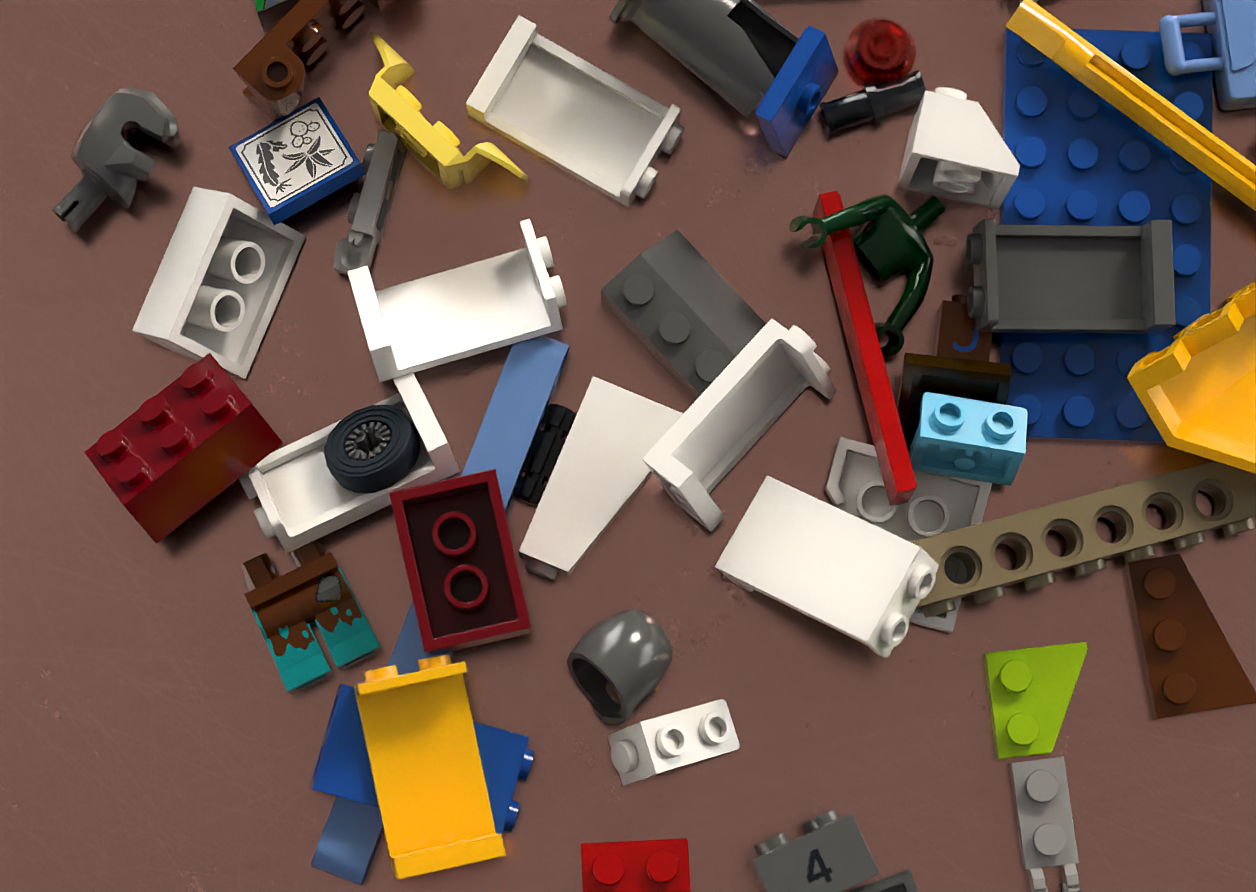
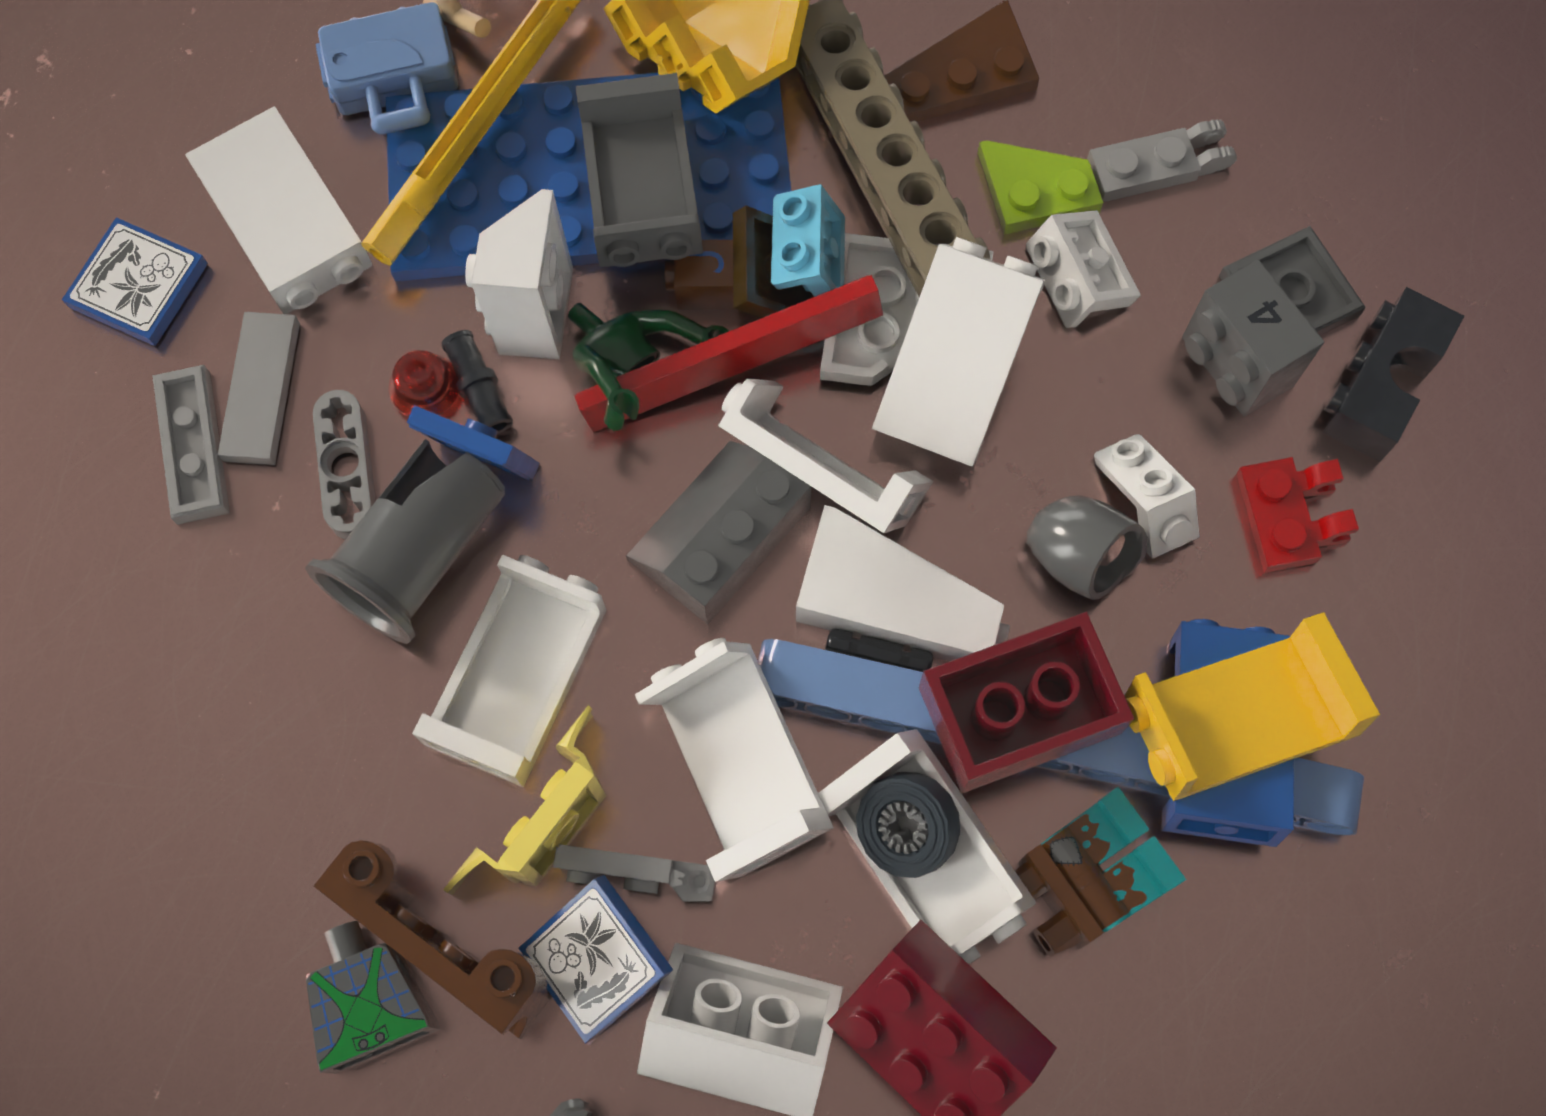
camera: 90 degrees left, 10 degrees down
(928, 722) = (1081, 266): none -> white bracket

